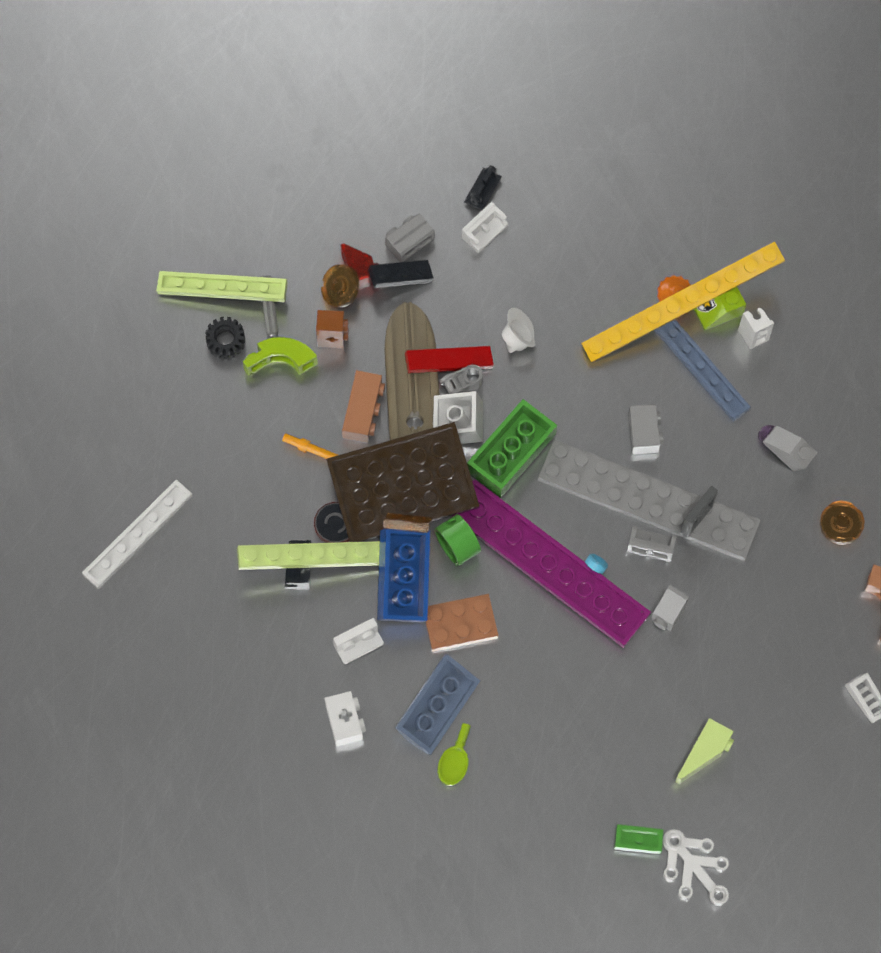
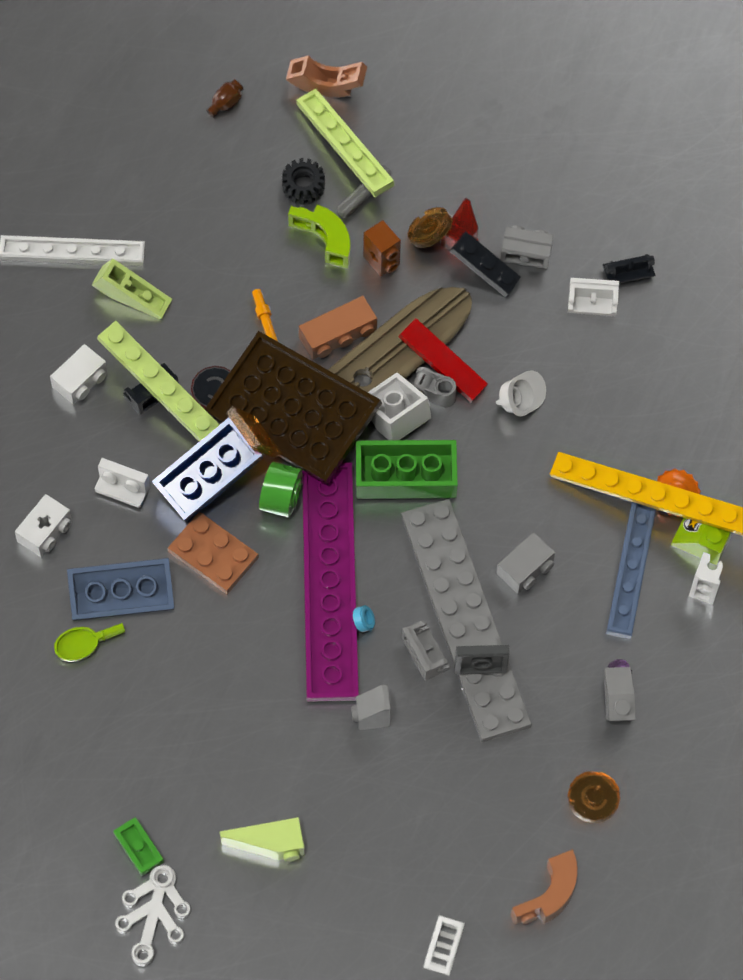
camera: 50 degrees right, 5 degrees down
(108, 335) = (225, 97): none -> reddish brown plant
(161, 257) = (328, 80): none -> nougat arch
(207, 518) = (130, 289): none -> yellowish green slope
(245, 604) = (79, 374): none -> white brick

